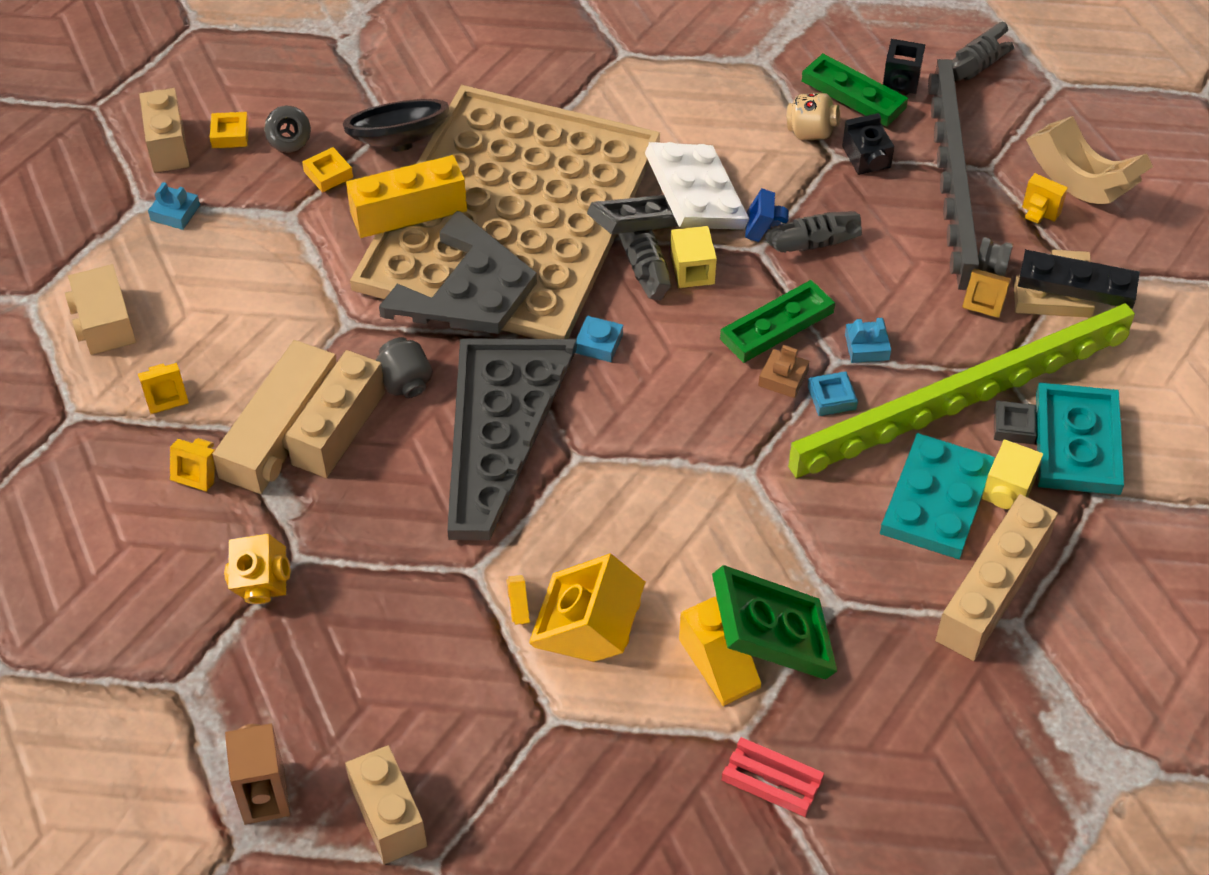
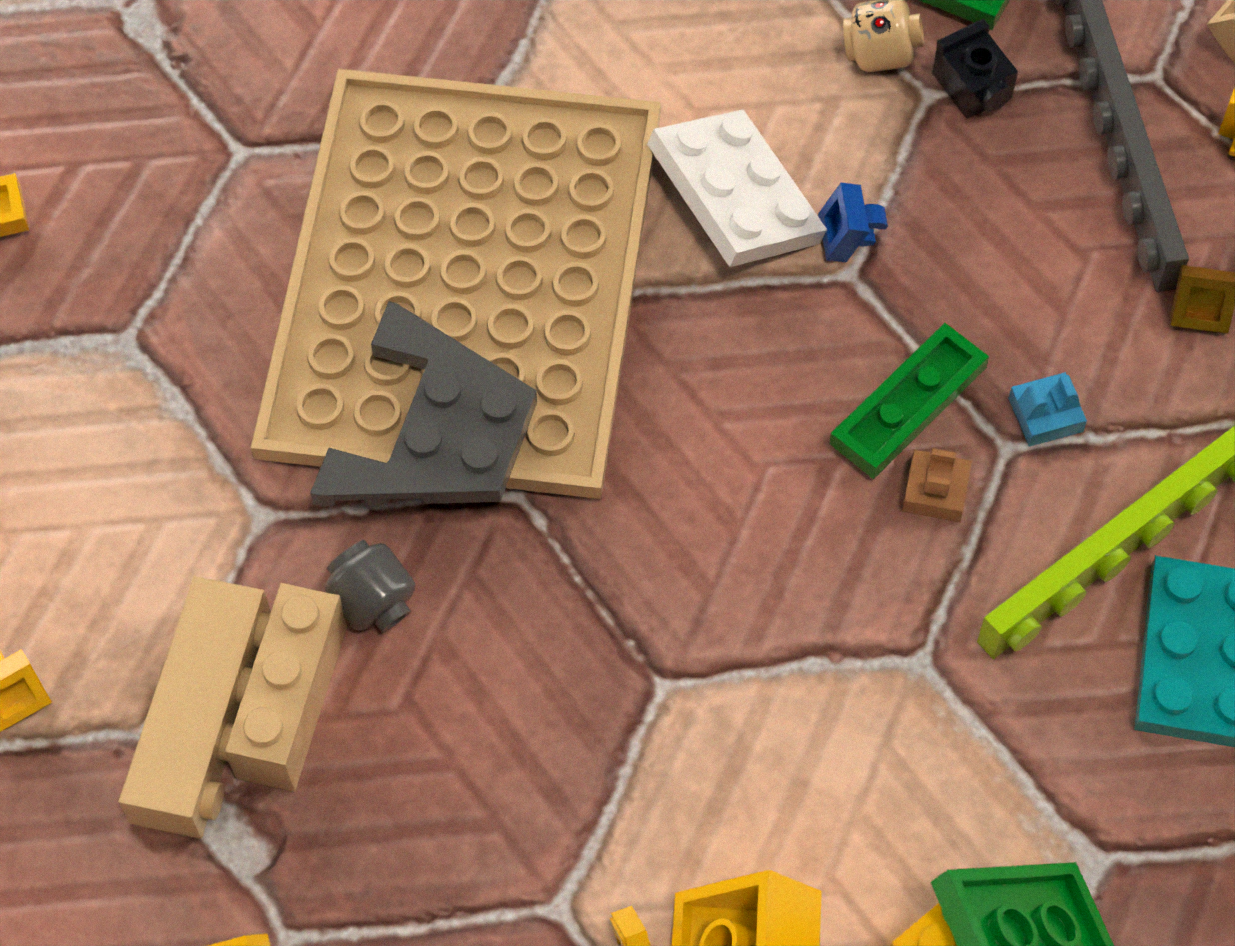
camera: 10 degrees left, 10 degrees up
(192, 463) = (88, 813): yellow tile -> none
(287, 115) = (105, 206): dark grey head -> none
(327, 169) = (166, 253): yellow plate -> none
(397, 123) = (255, 153): black dish -> none
(406, 196) = (307, 292): yellow brick -> none
(499, 411) = (532, 629): dark grey wing -> none
(599, 338) = (649, 476): dark azure plate -> none
(633, 214) = (657, 261): dark grey tile -> none
(647, 262) = (688, 325): dark grey hinge -> none
(693, 257) = (760, 312): light yellow brick -> none
(815, 231) = (929, 236): dark grey hinge -> none
(832, 393) = (1015, 507): dark azure tile -> none
(994, 257) = (1205, 235): dark grey wheel -> none

